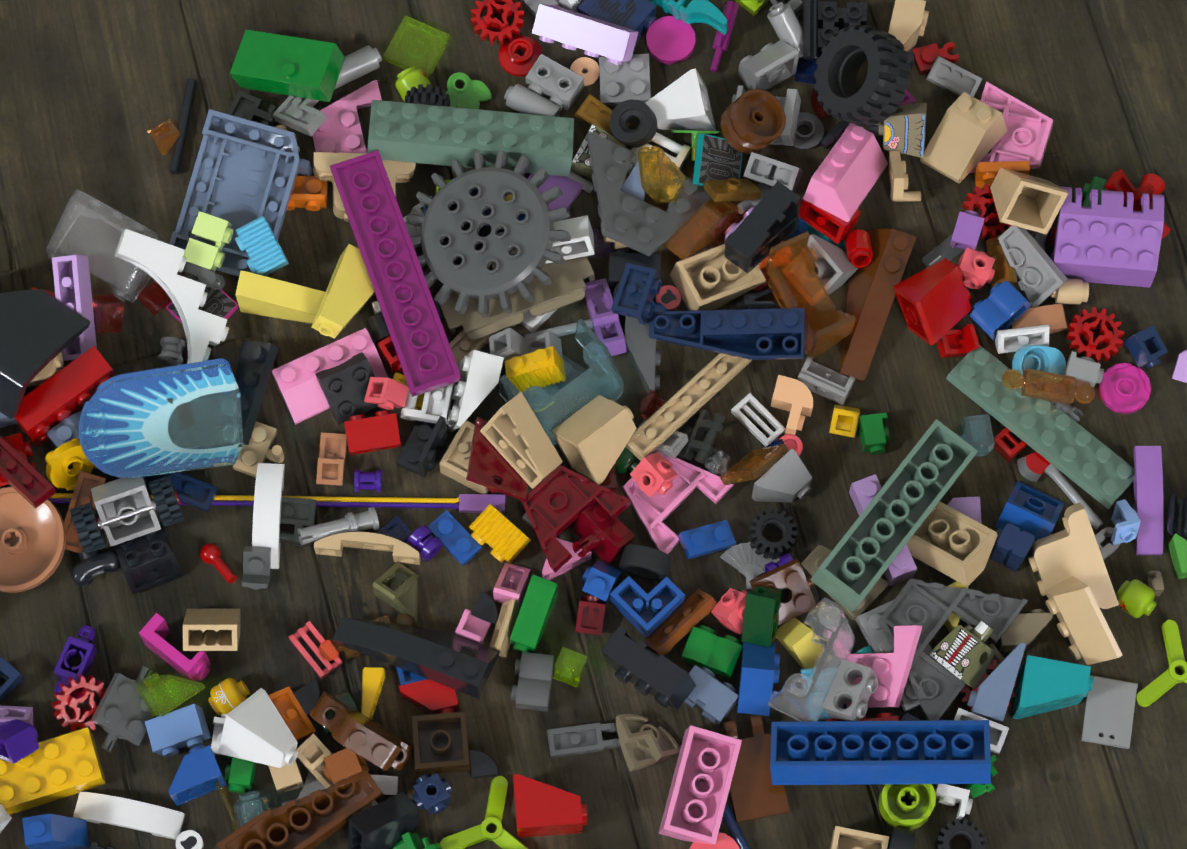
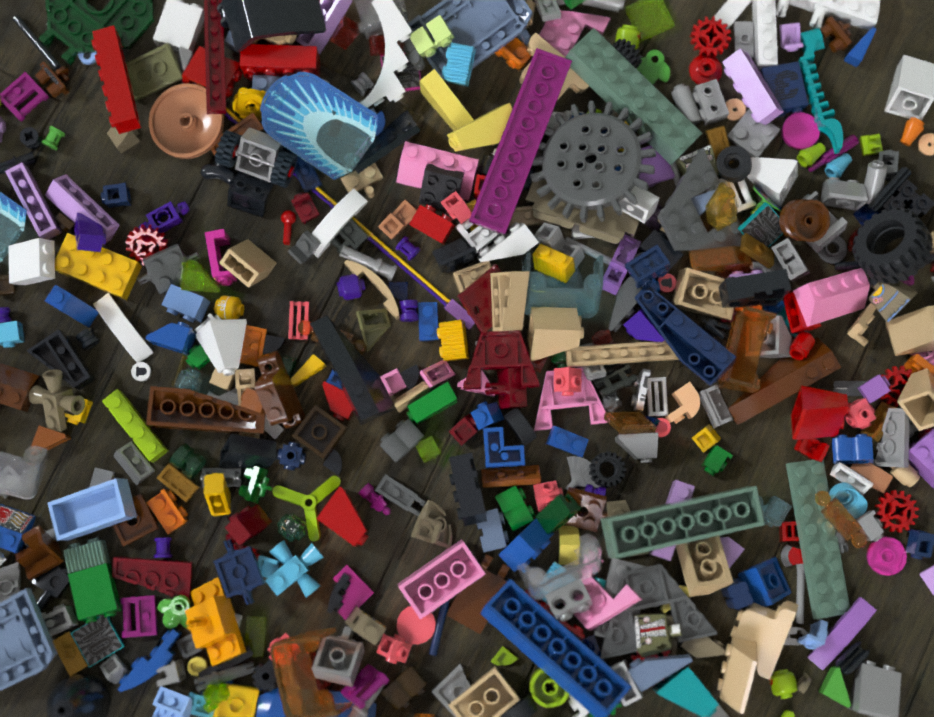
camera: 40 degrees right, 10 degrees up
(220, 527) = (305, 207): none -> dark red bracket
(341, 568) = (350, 287): none -> dark purple head
(563, 766) = (377, 501): none -> magenta piece
(684, 361) = (642, 328): none -> dark purple slope
(701, 54) = (809, 155): none -> lime cone
(737, 424) = (639, 399): none -> flat silver wing
(738, 44) = (838, 166): none -> medium azure cone
(834, 814) = (503, 657): none -> lime tile

